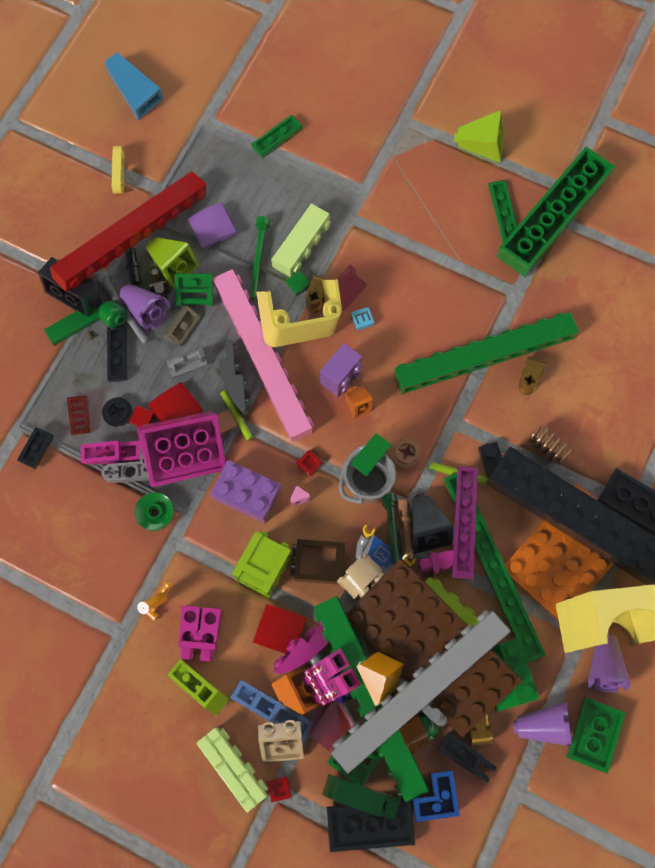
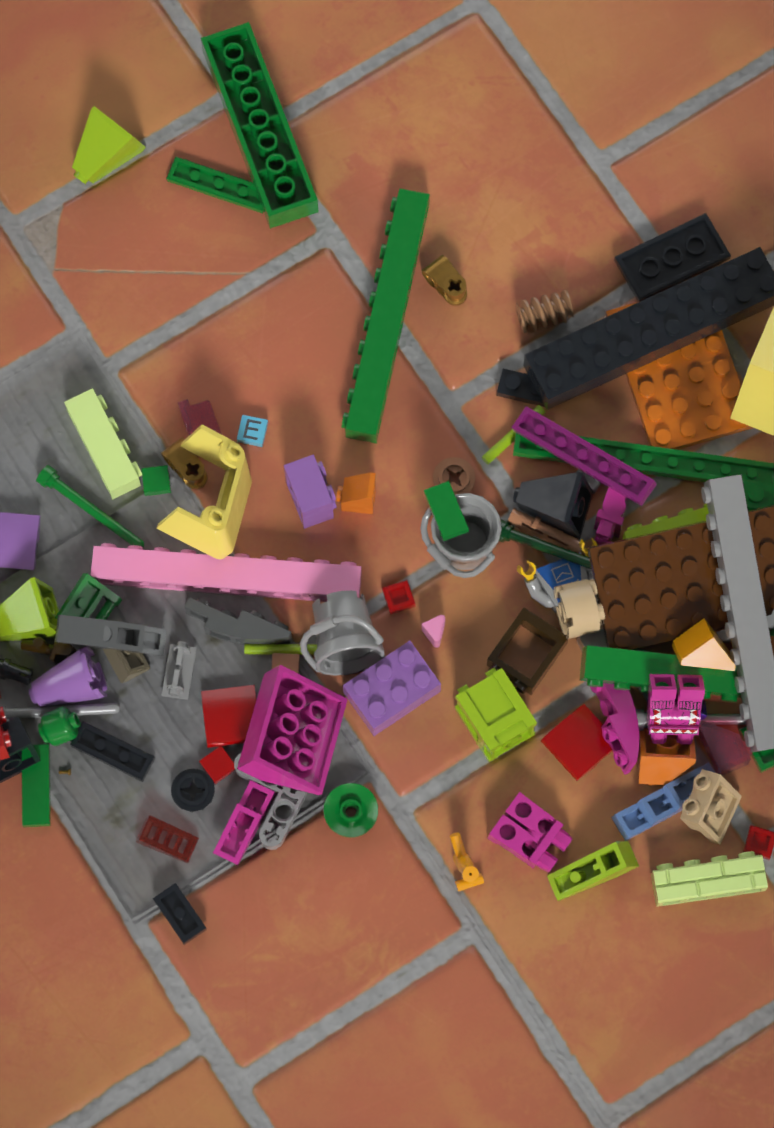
camera: 60 degrees left, 0 degrees up
(182, 309) = (110, 635): none -> dark grey slope
(260, 441) = (343, 636): none -> light grey piece

